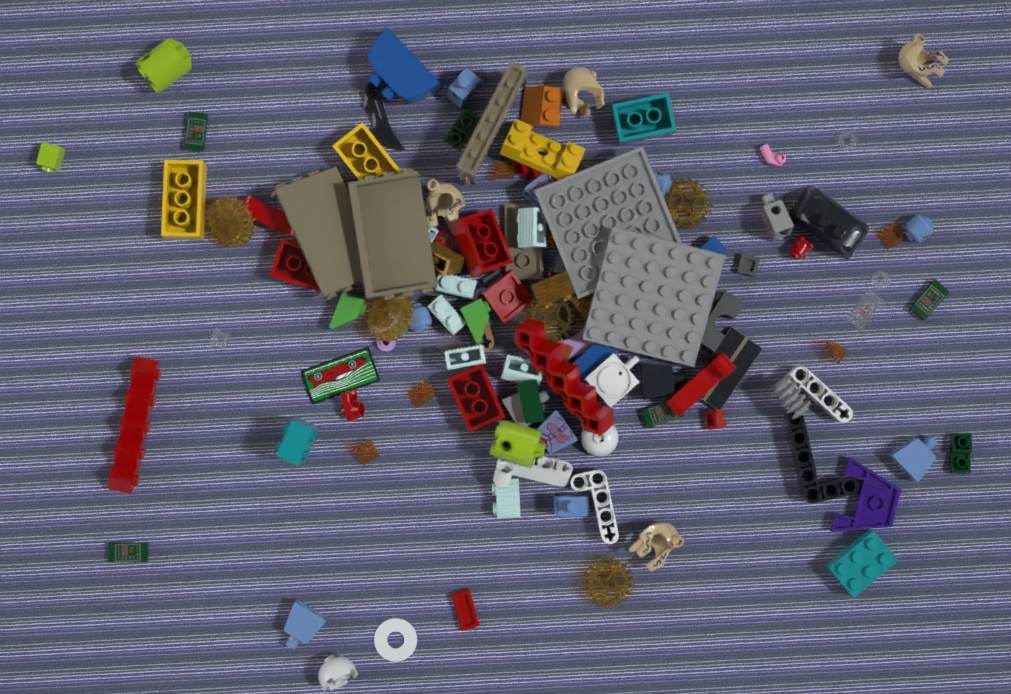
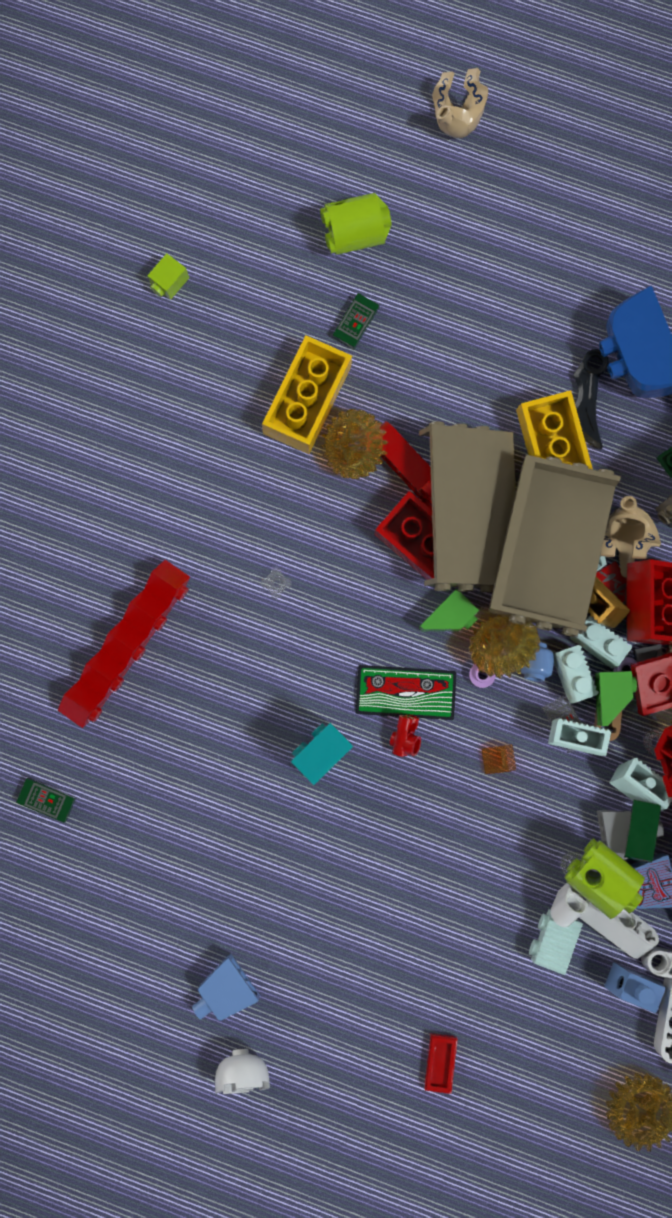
camera: 25 degrees right, 5 degrees down
(366, 452) = (399, 803): clear orange slope -> none
(385, 649) = (339, 1082): white gear -> none
(476, 398) = (570, 795): red brick -> none

